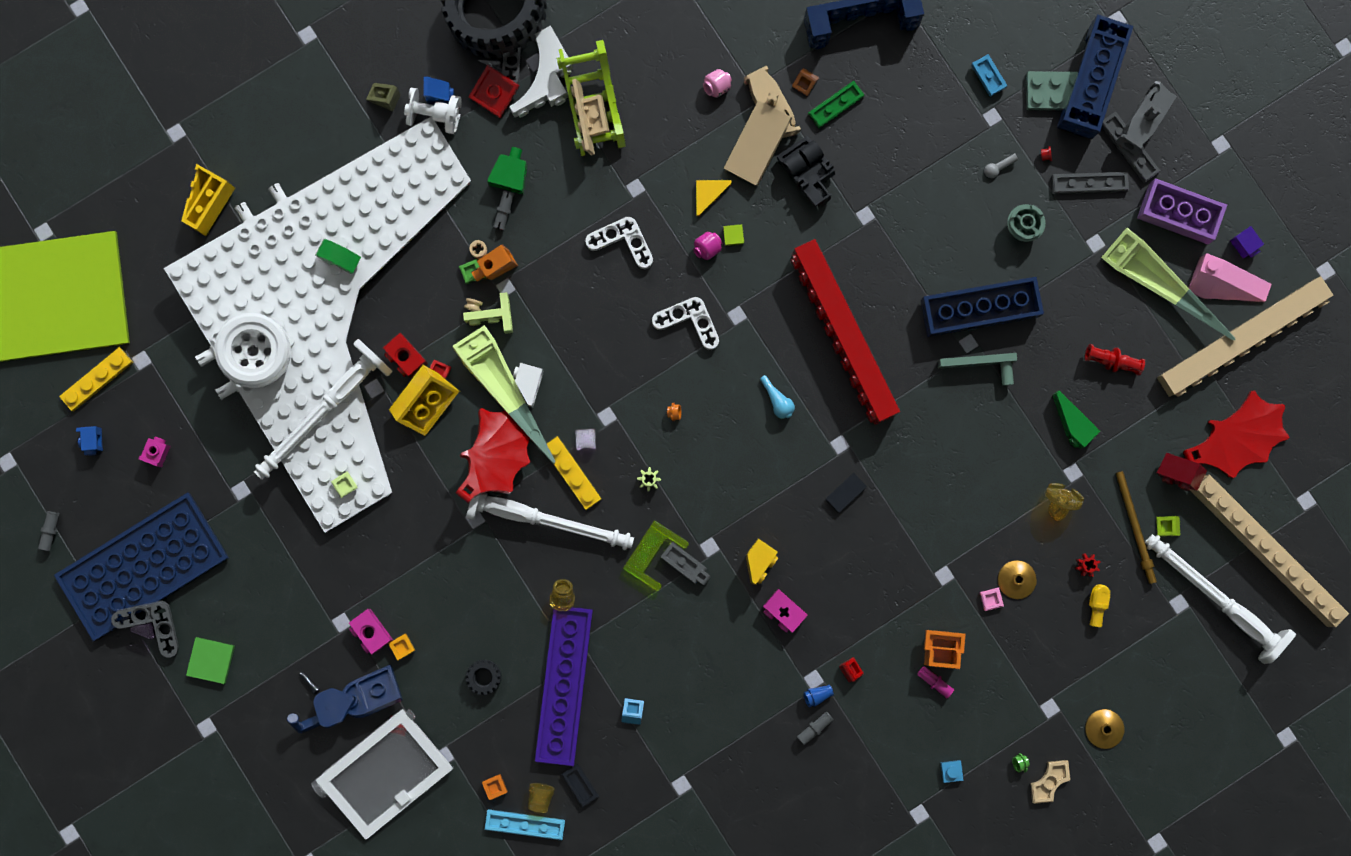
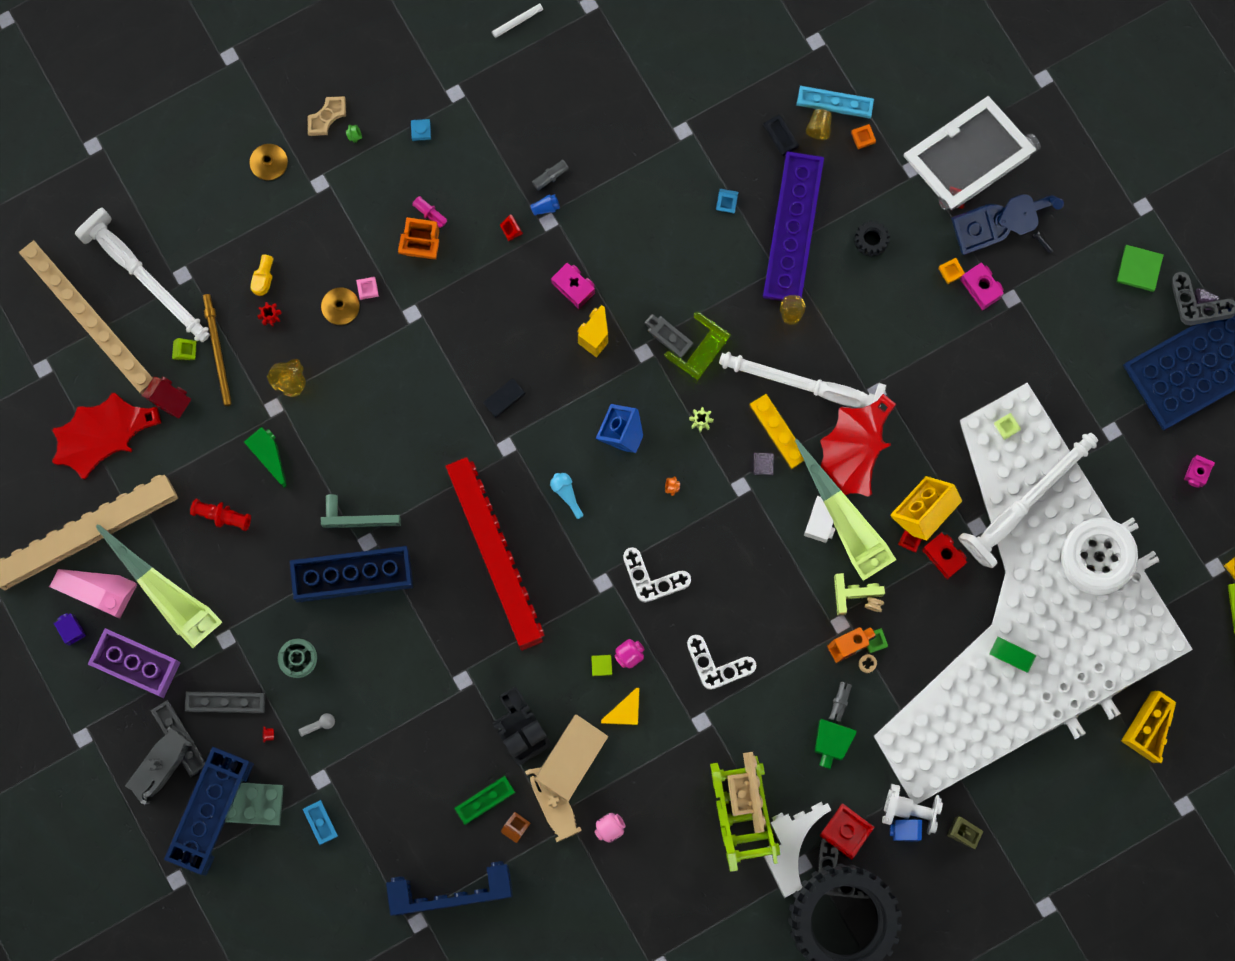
camera: 170 degrees left, 5 degrees down
(728, 465) = (621, 428): none -> blue slope

